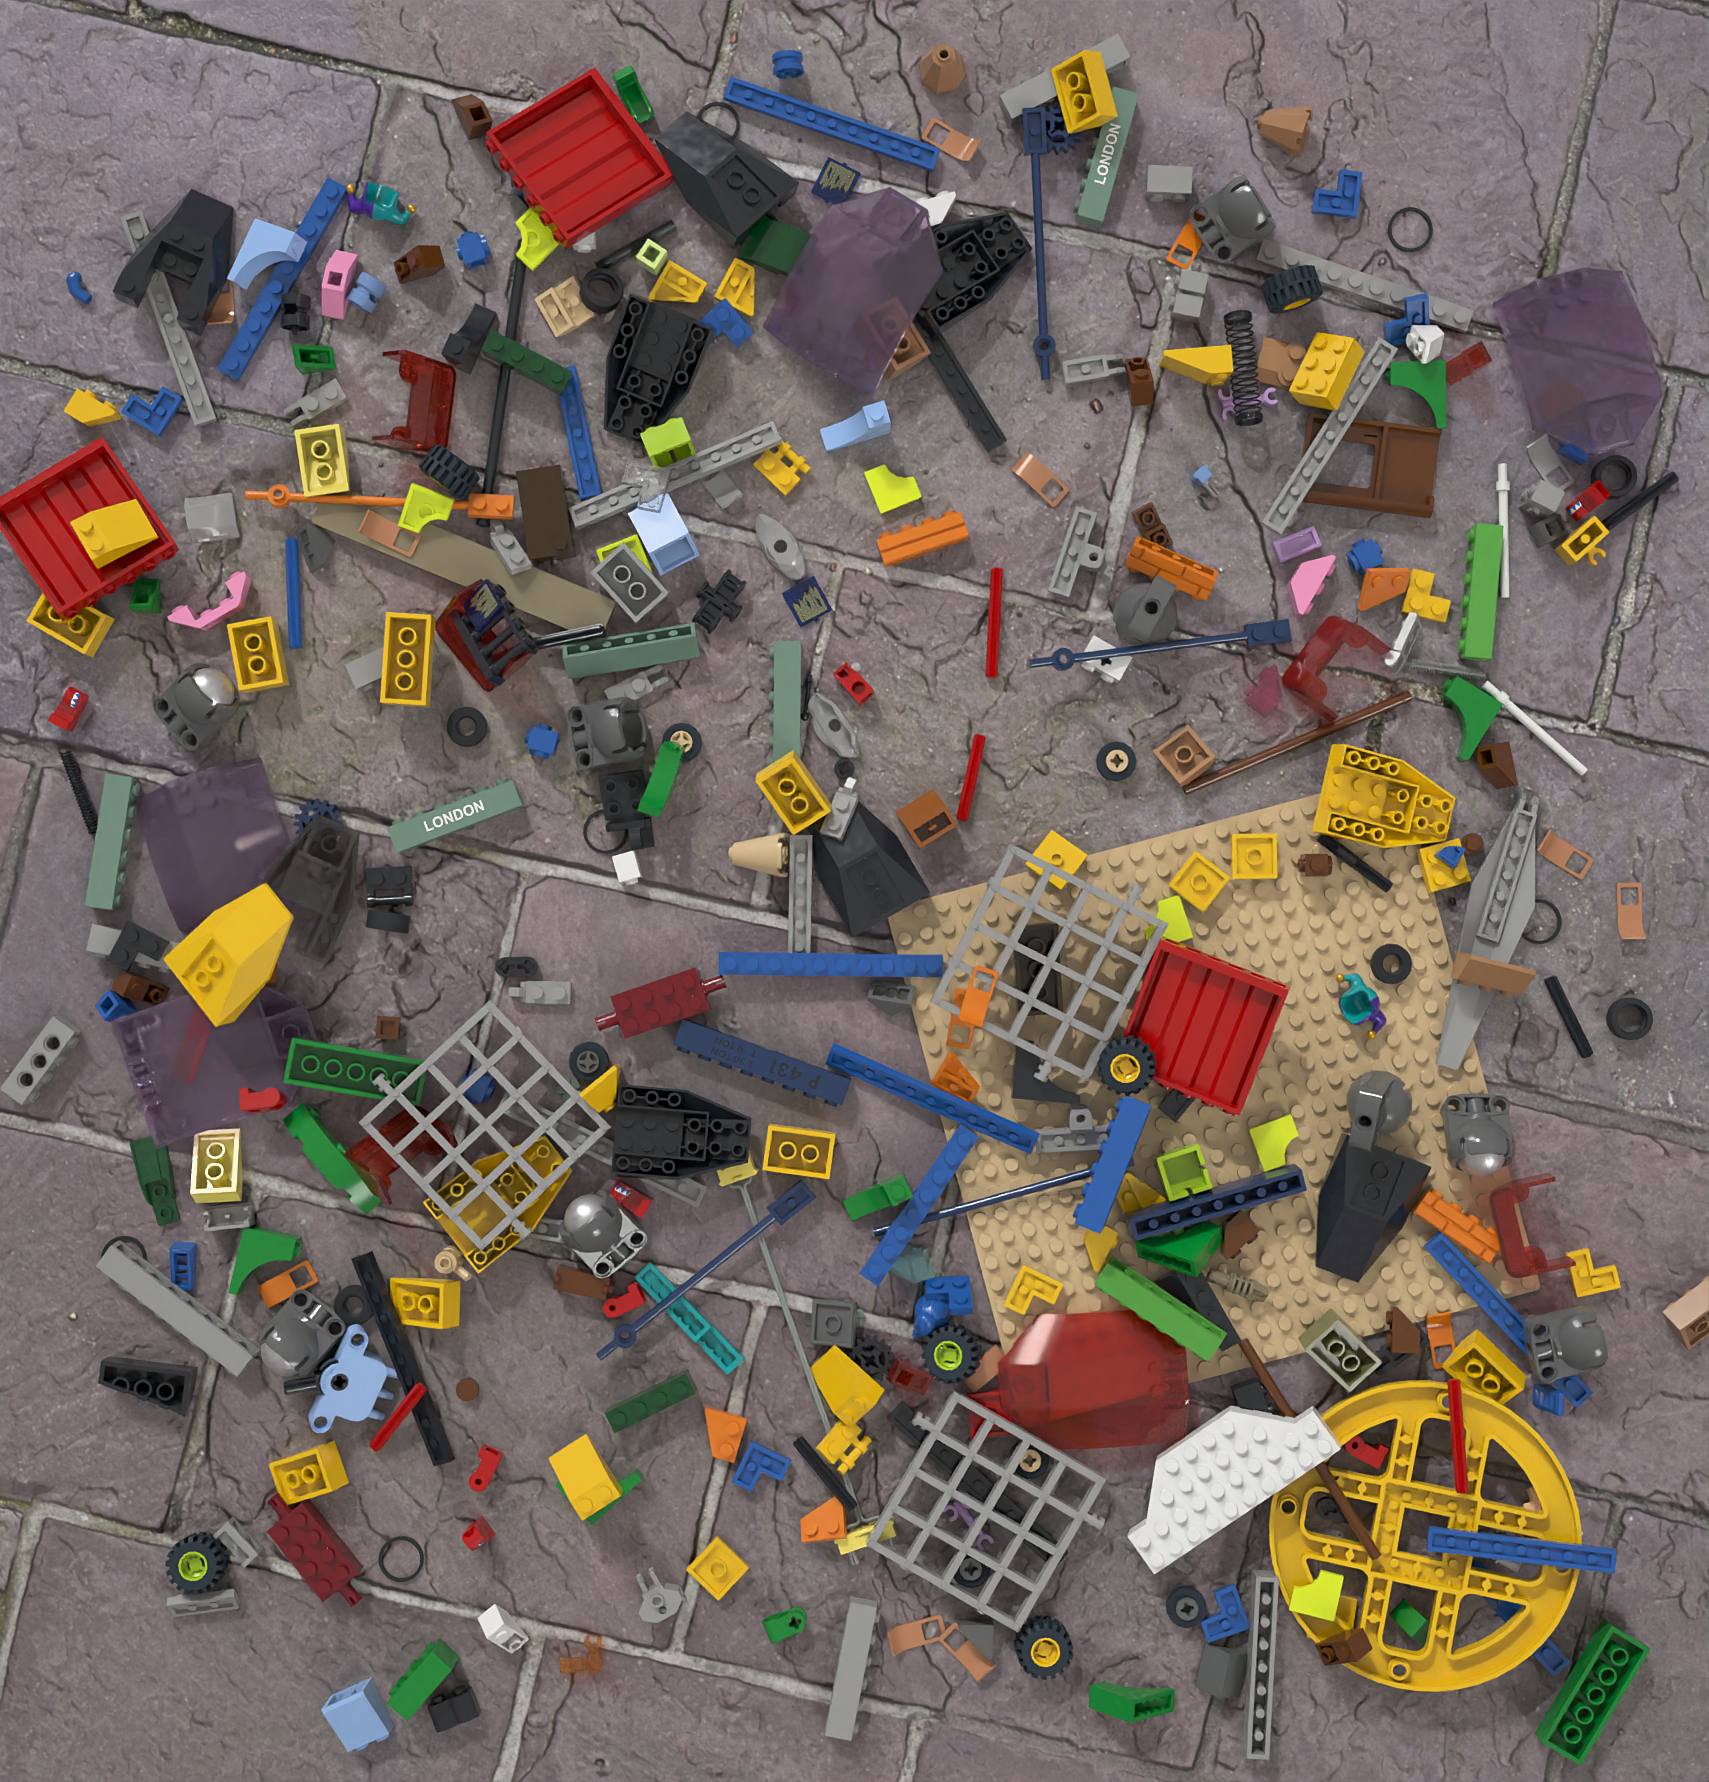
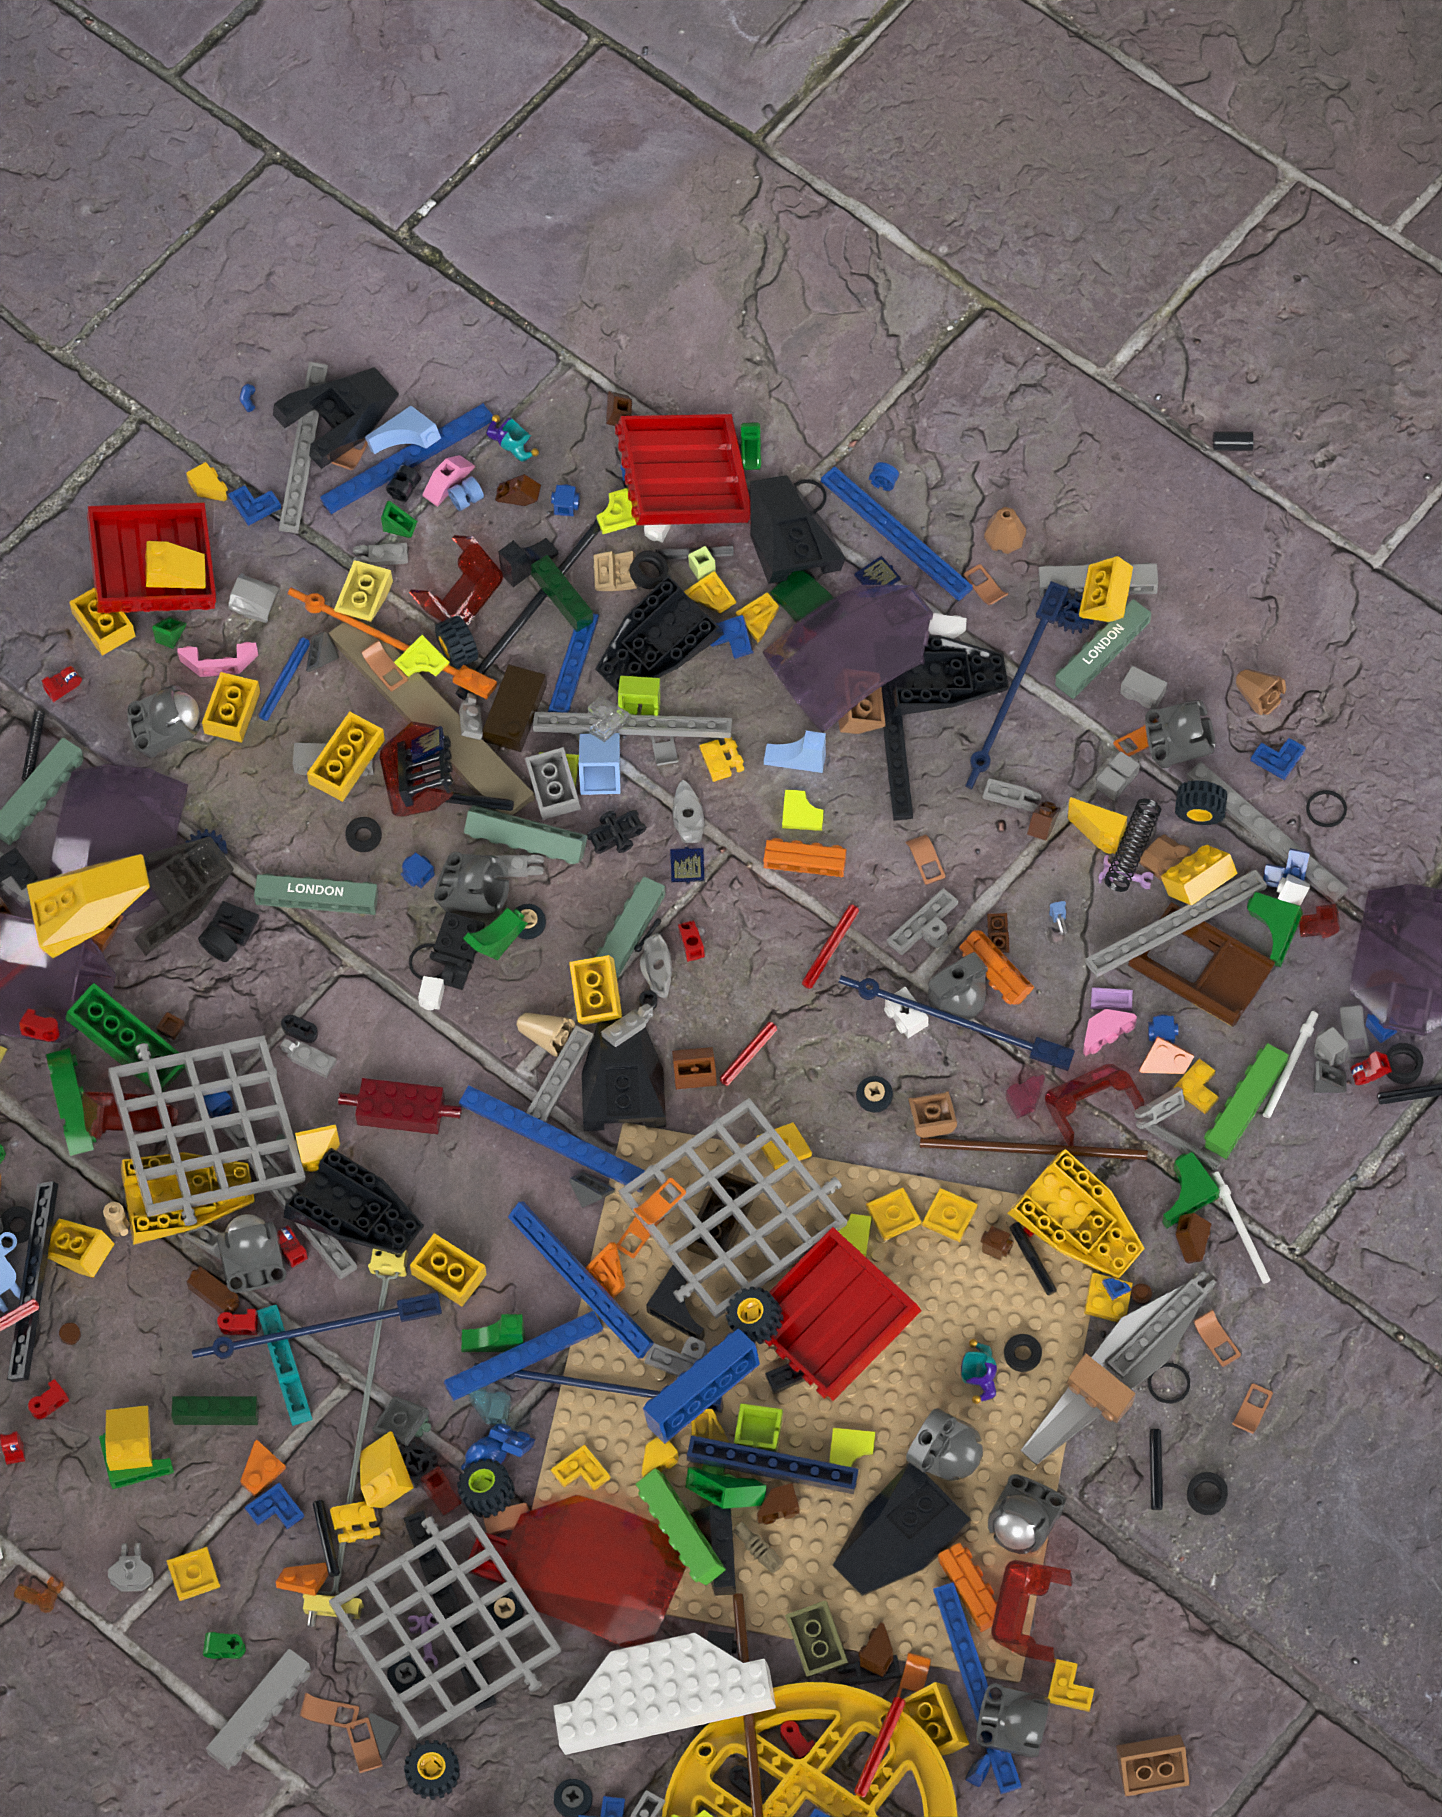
camera: 25 degrees right, 25 degrees down
(583, 1066) = (314, 1118): black wheel -> none
(762, 1061) = (457, 1190): dark blue brick -> none
(1583, 542) = (1350, 1098): yellow brick -> none

